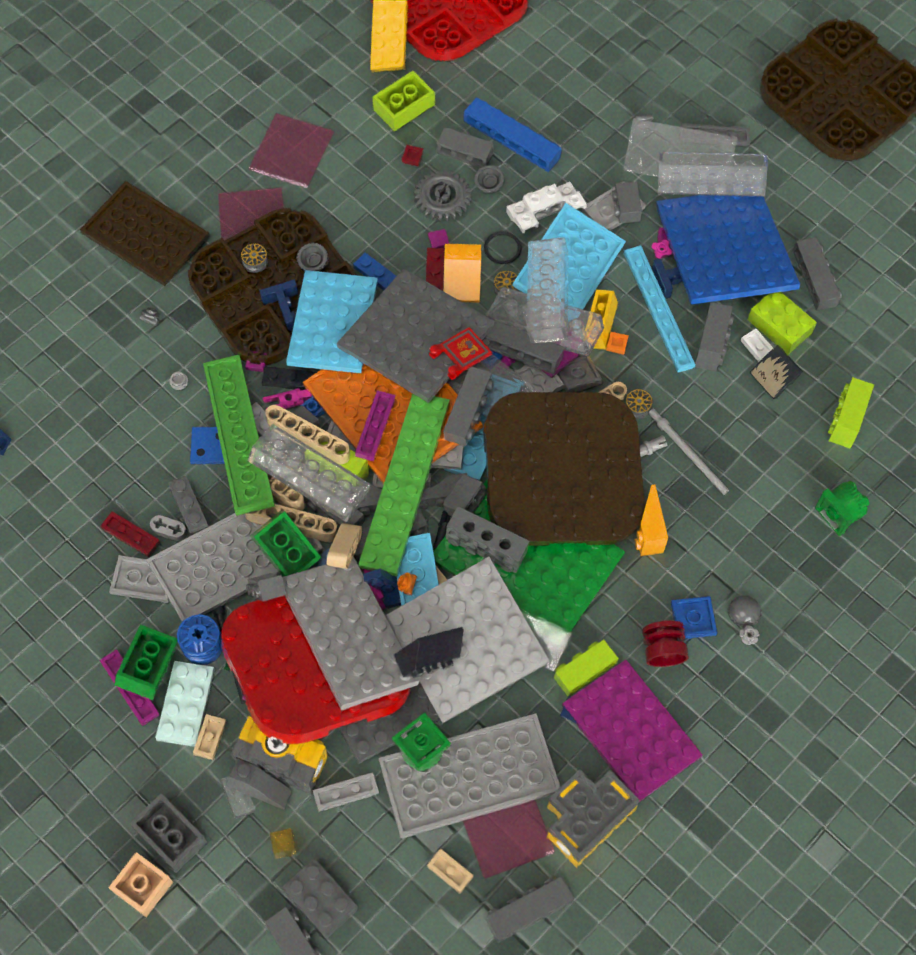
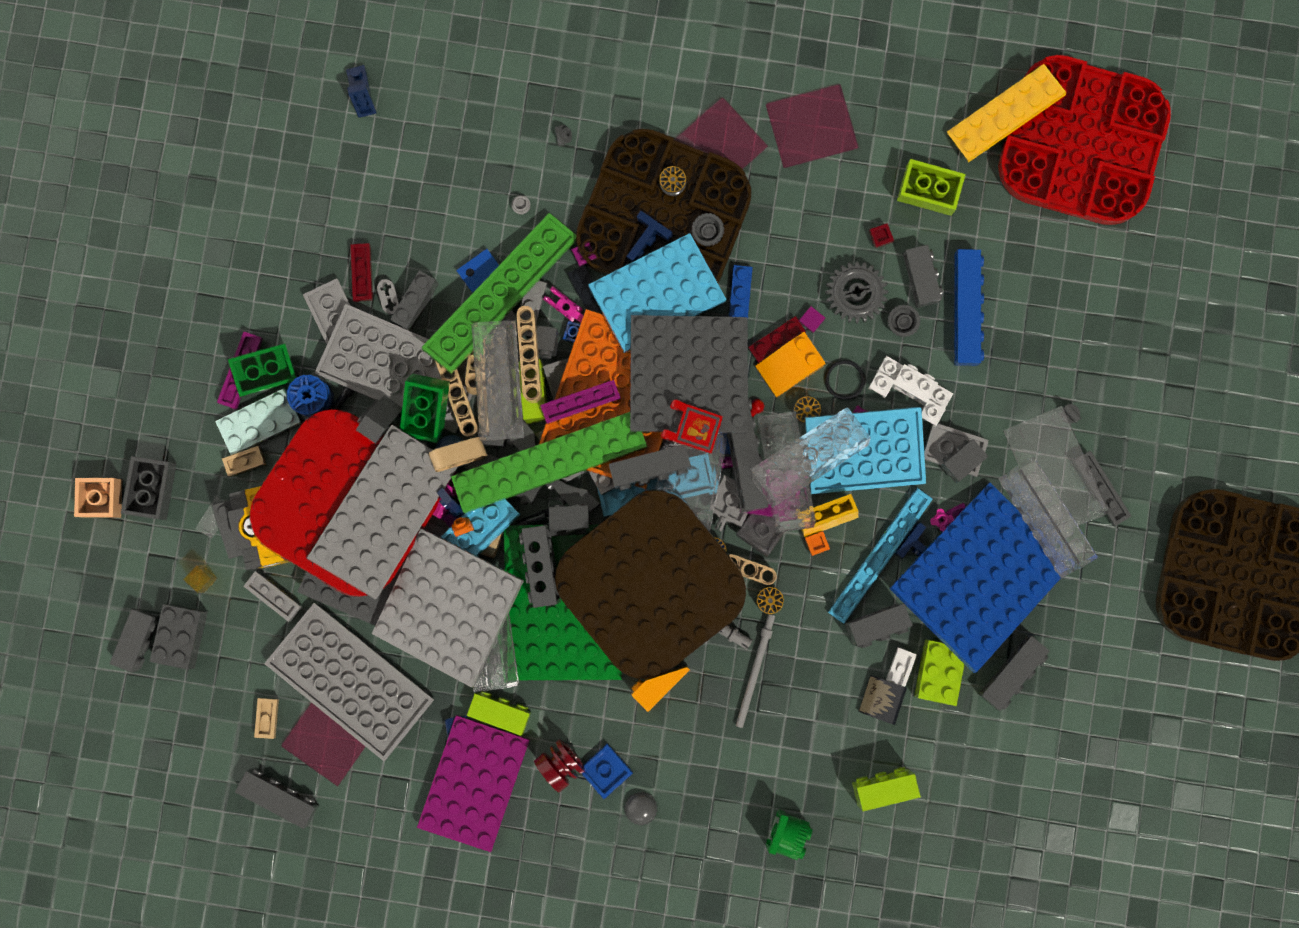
camera: 60 degrees right, 20 degrees up
(145, 233) = (636, 67): dark brown plate -> none
(421, 743) = (337, 632): green piece -> none
(430, 653) = (400, 593): black slope -> none
(588, 813) = (374, 797): dark grey piece -> none
(744, 635) = (620, 821): light grey plate -> none

